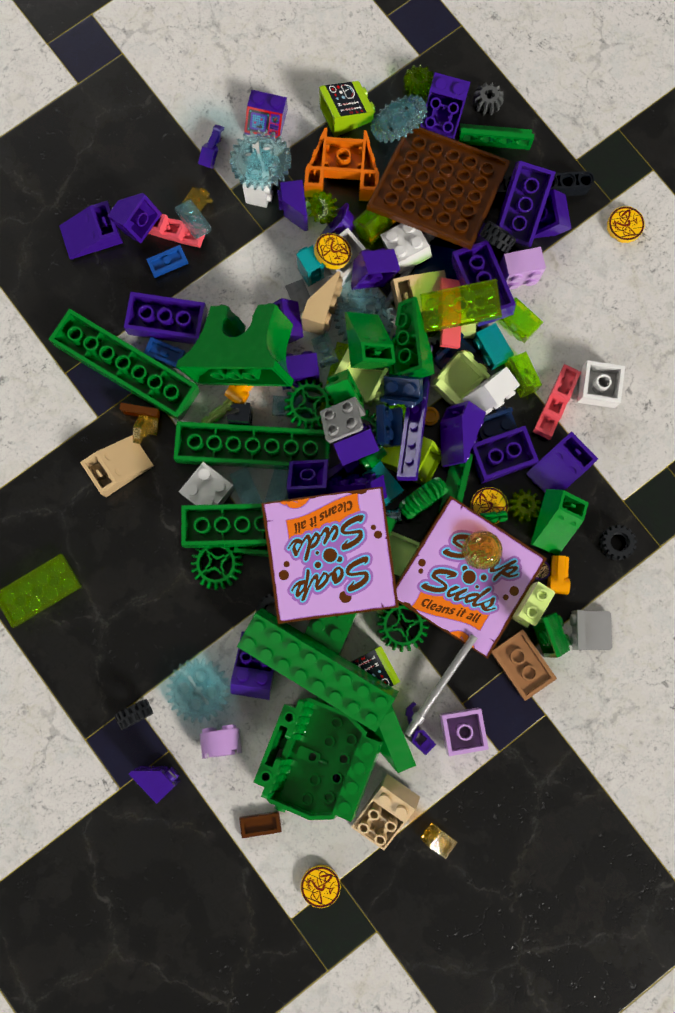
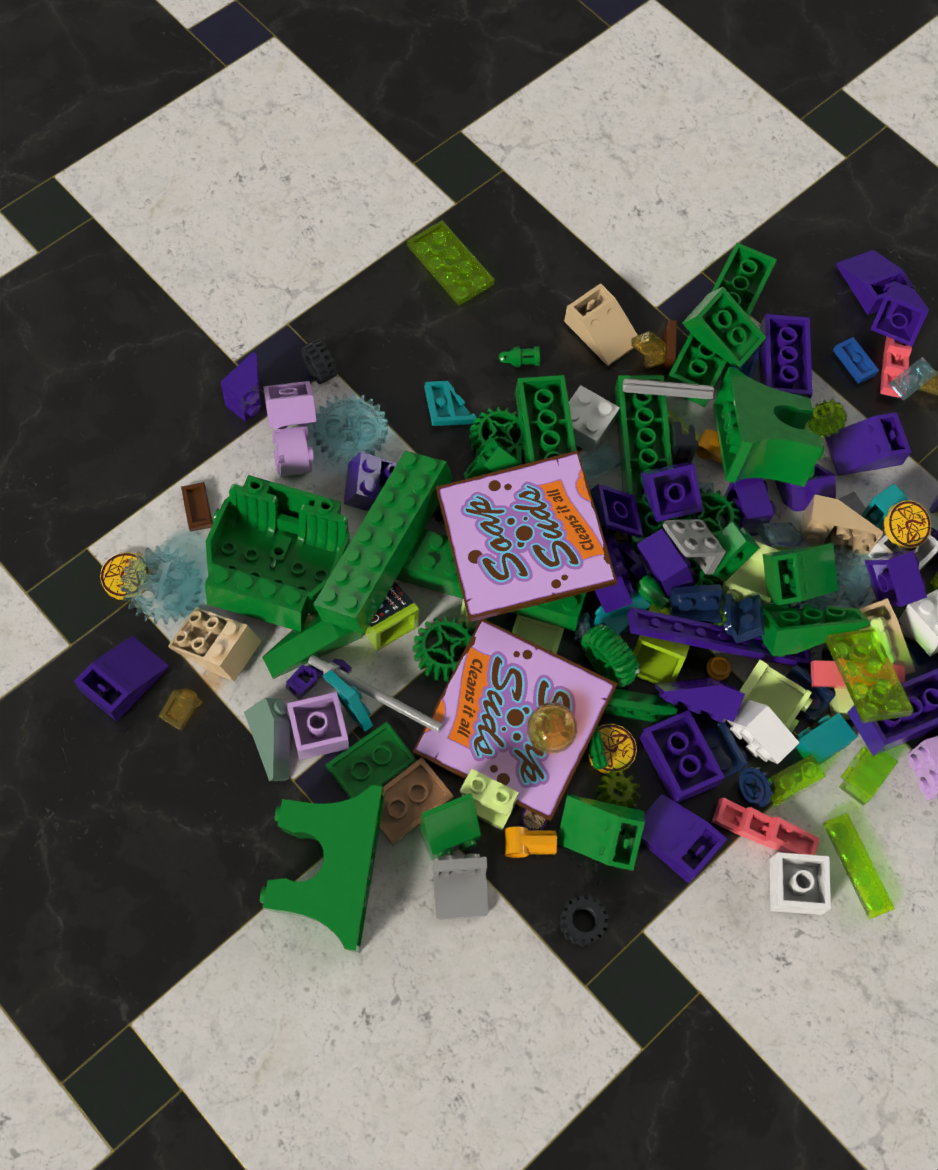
camera: 80 degrees right, 15 degrees down
(138, 364) = (724, 327): none -> green slope
(140, 539) = (515, 356): none -> green piece
(176, 742) = (289, 404): none -> lavender brick
(182, 606) = (446, 405): none -> teal wing
(192, 419) = (668, 388): none -> light grey axle
(223, 293) = (827, 418): none -> clear neon green gear
(249, 267) = (869, 445): none -> dark purple slope
(251, 573) = (491, 459): none -> green brick
(290, 430) = (672, 491): none -> dark purple slope
(332, 875) = (138, 581): none -> clear light blue gear
(412, 889) = (121, 677): none -> dark purple slope
(416, 290) = (878, 624): none -> yellowish green axle
(446, 705) = (350, 699): none -> teal wing
(469, 768) = (271, 733): none -> sand green slope
(490, 690) = (371, 761): none -> green tile
(524, 406) = (750, 790): none -> dark blue gear
(586, 340) = (858, 866): none -> clear neon green plate
(599, 724) = (342, 886): none -> green piece

